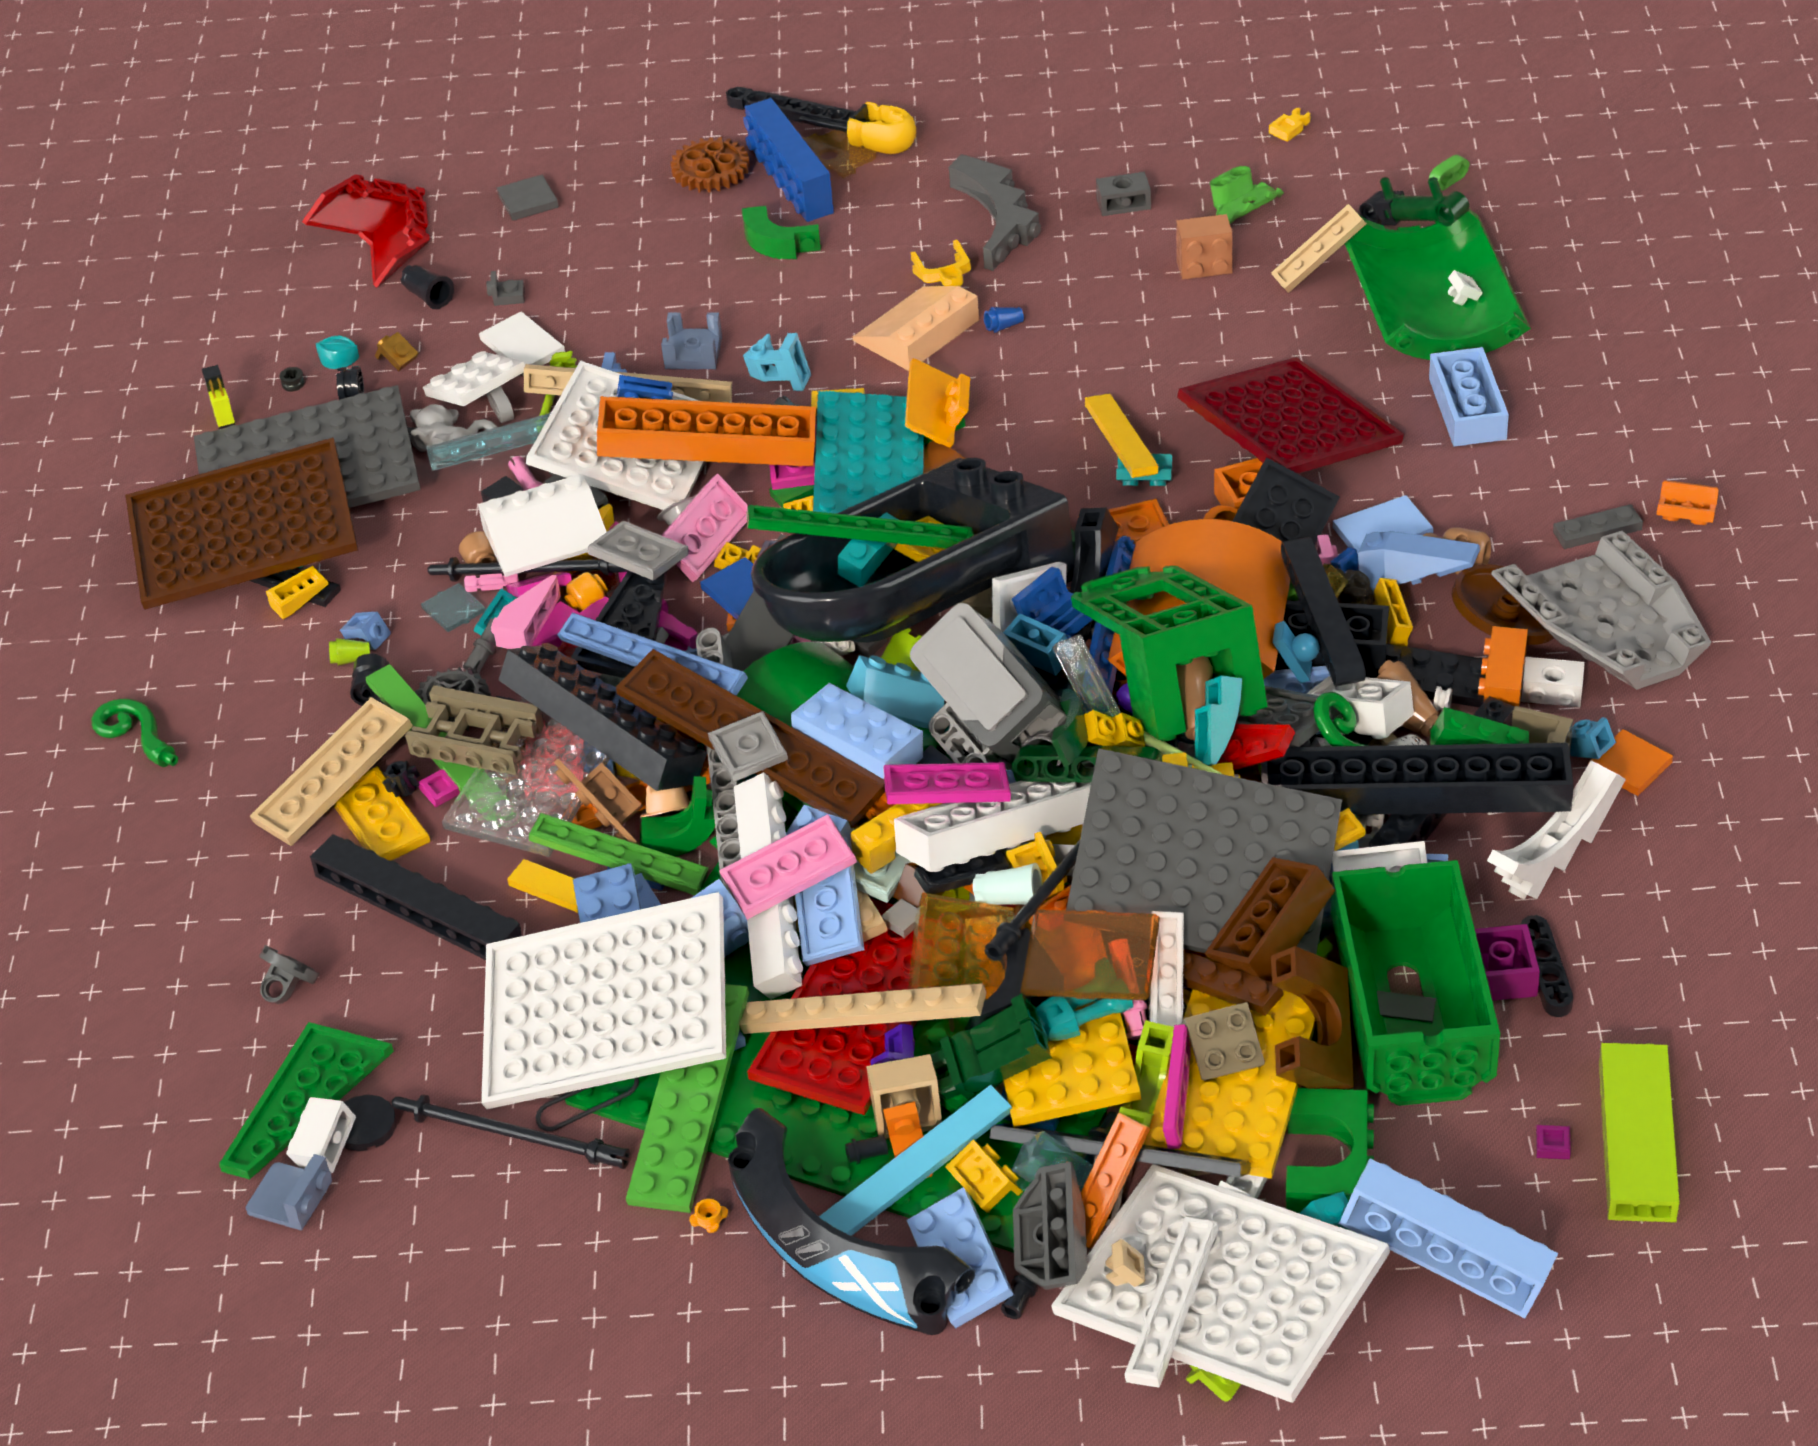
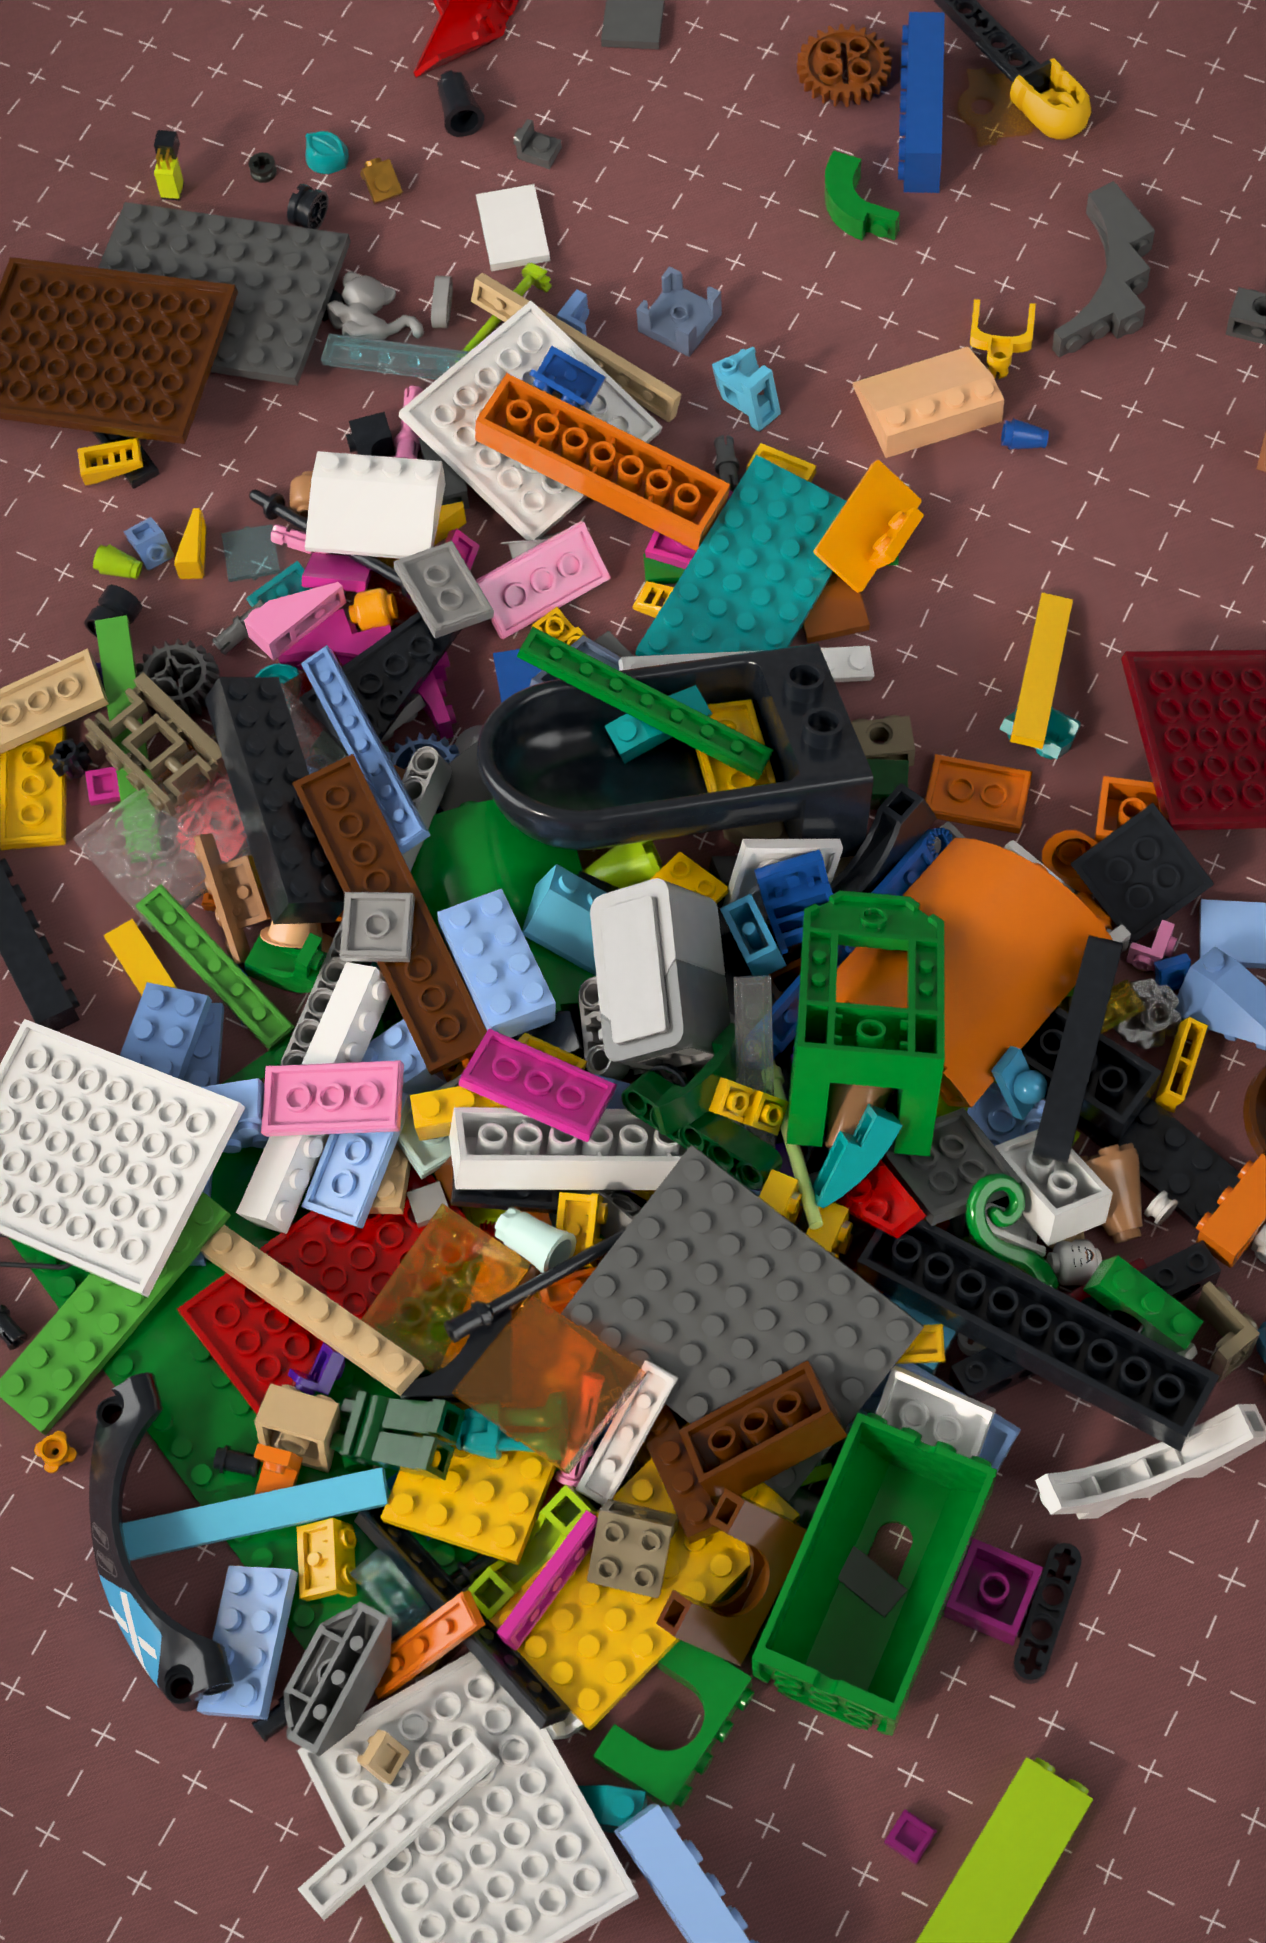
camera: 30 degrees right, 20 degrees up
(408, 619) = (192, 549): none -> yellow slope
(474, 378) = (431, 259): white plate -> none

